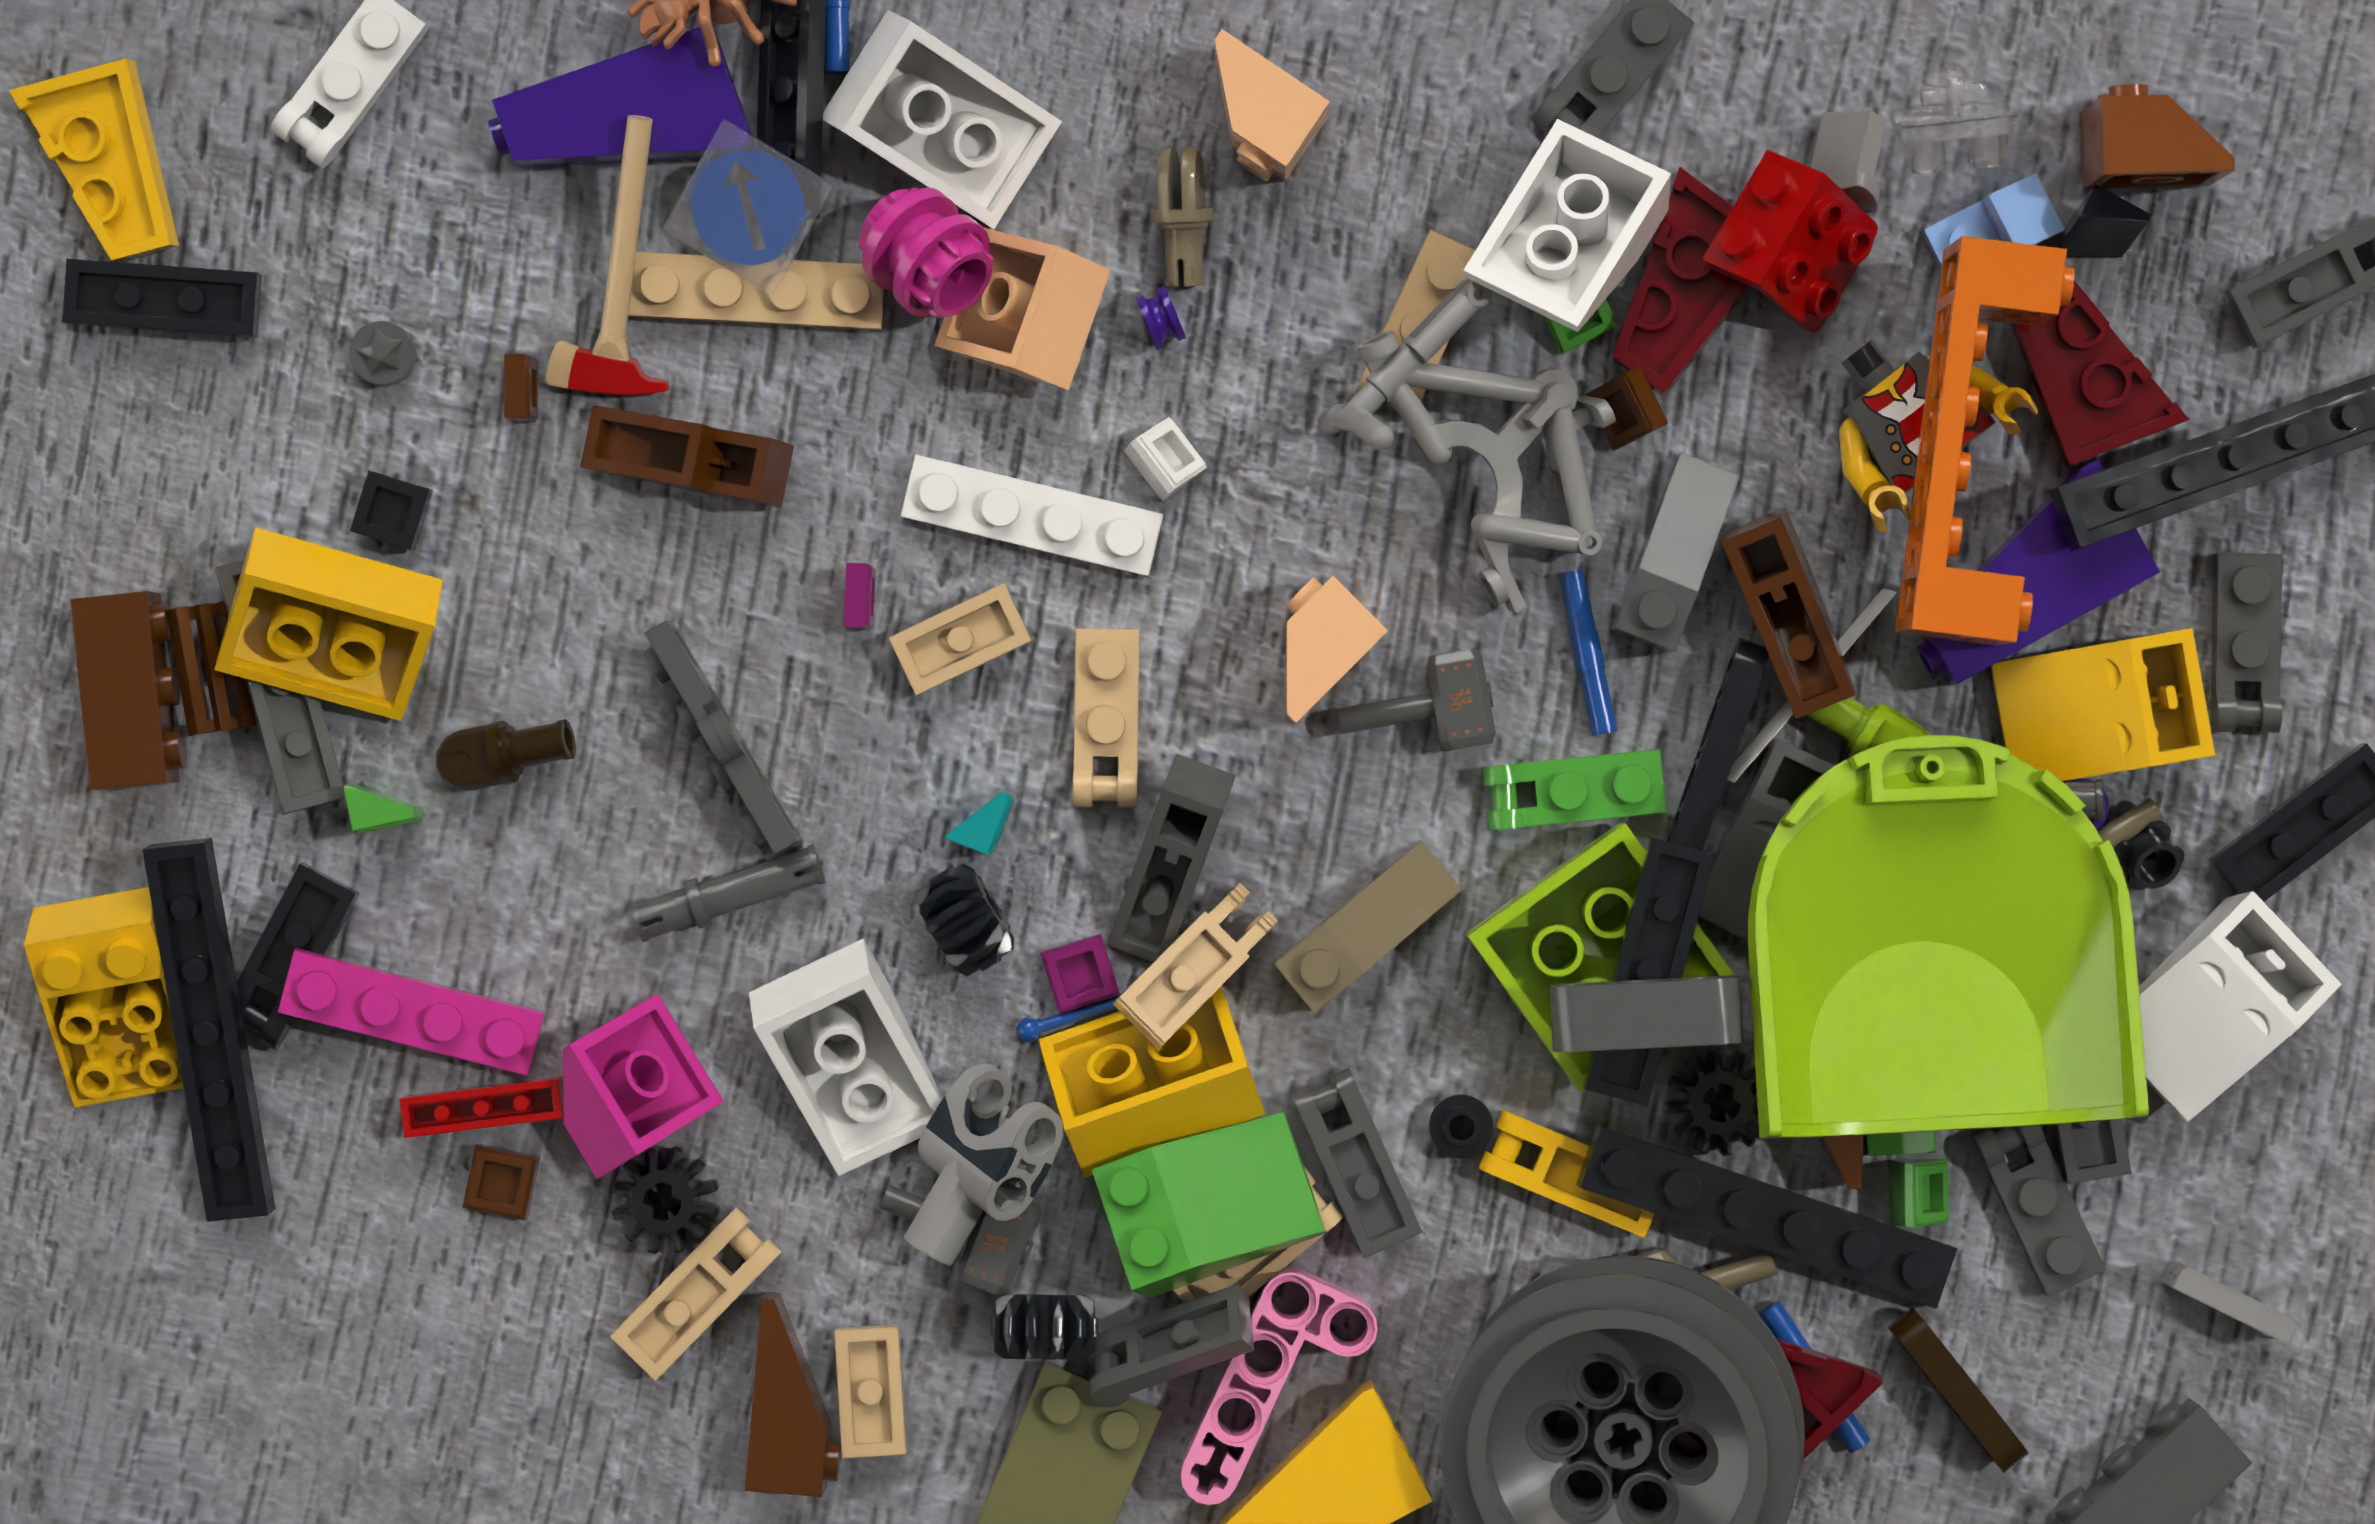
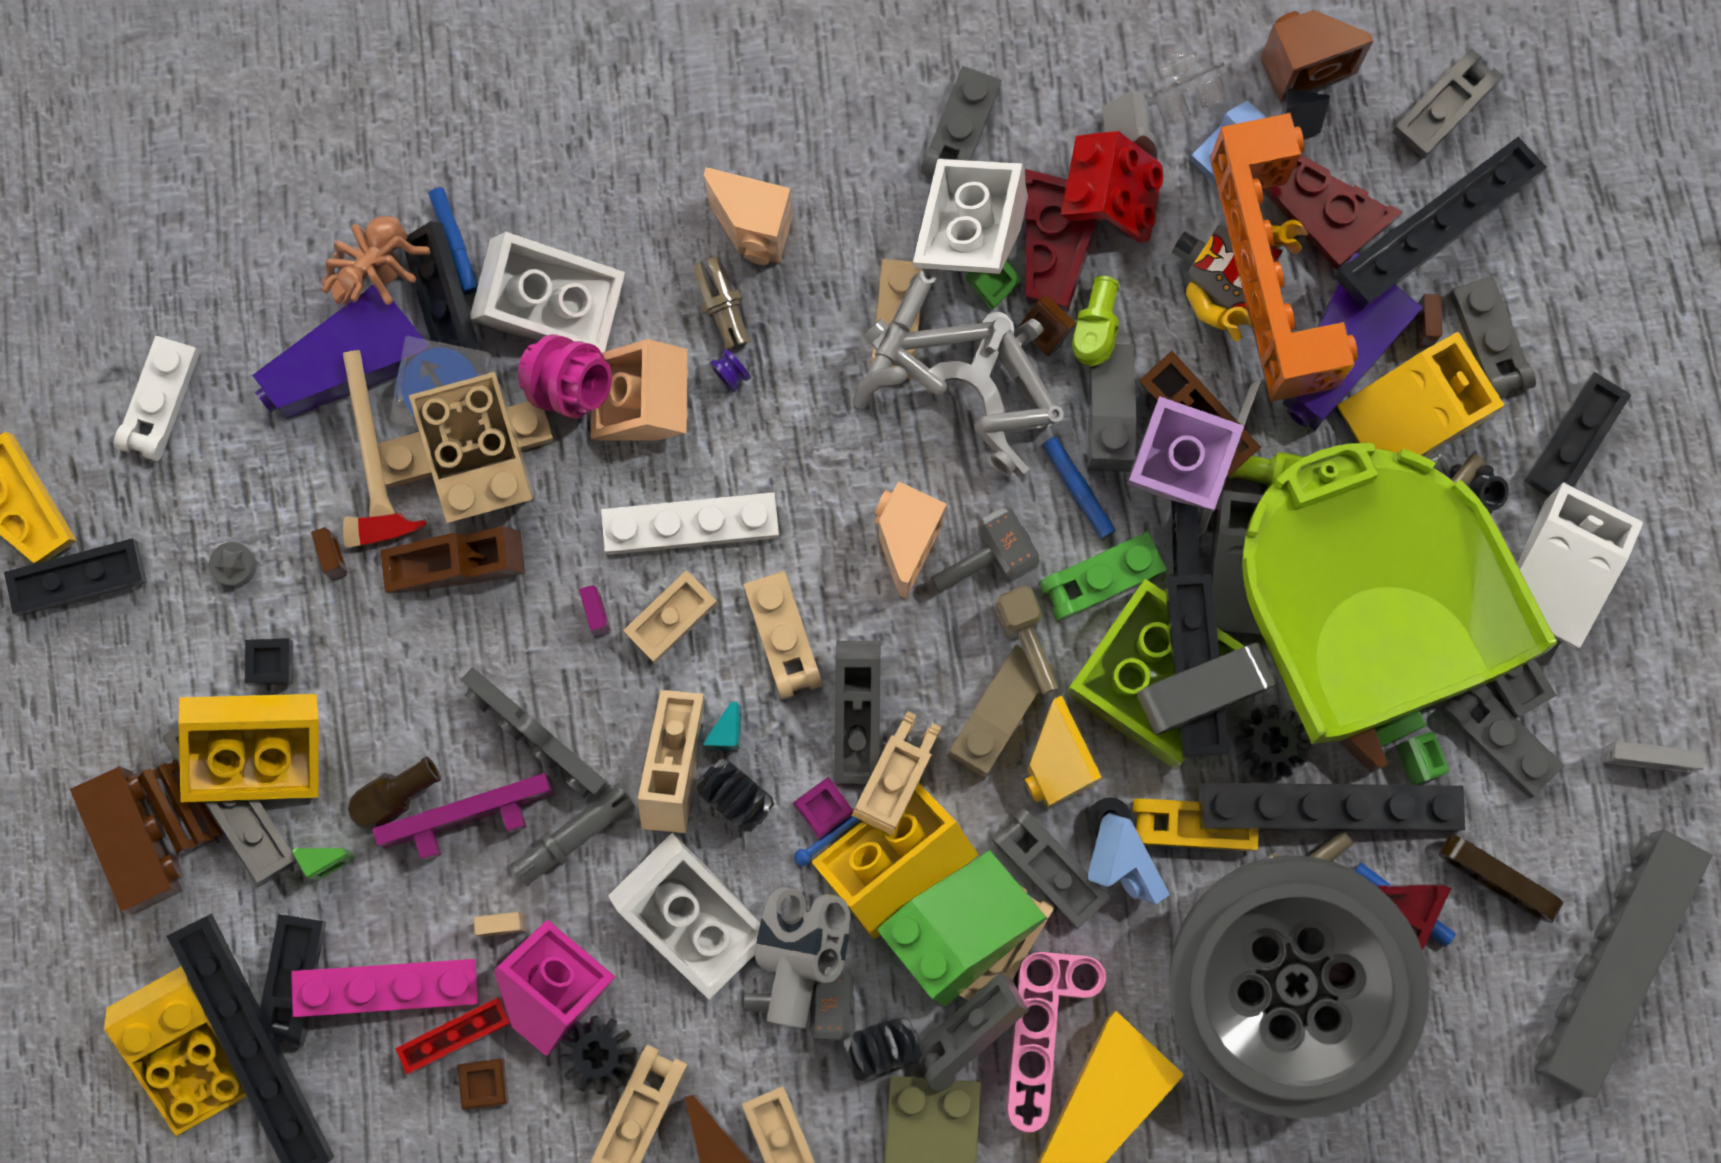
camera: 20 degrees left, 10 degrees down
(531, 813) = (425, 825): none -> magenta hinge
(591, 980) = (499, 924): none -> tan tile
(763, 316) = (471, 447): none -> tan slope
(895, 840) = (671, 762): none -> tan slope
(1165, 458) = (763, 459): white slope -> none
(1419, 1026) = (1060, 759): none -> yellow slope
(1439, 808) = (1019, 617): none -> dark tan piece
(1457, 1188) = (1123, 856): none -> light blue slope
(1696, 433) = (1097, 325): none -> lime arm
(1742, 675) = (1185, 454): none -> lavender slope
(2165, 589) = (1429, 321): none -> reddish brown tile

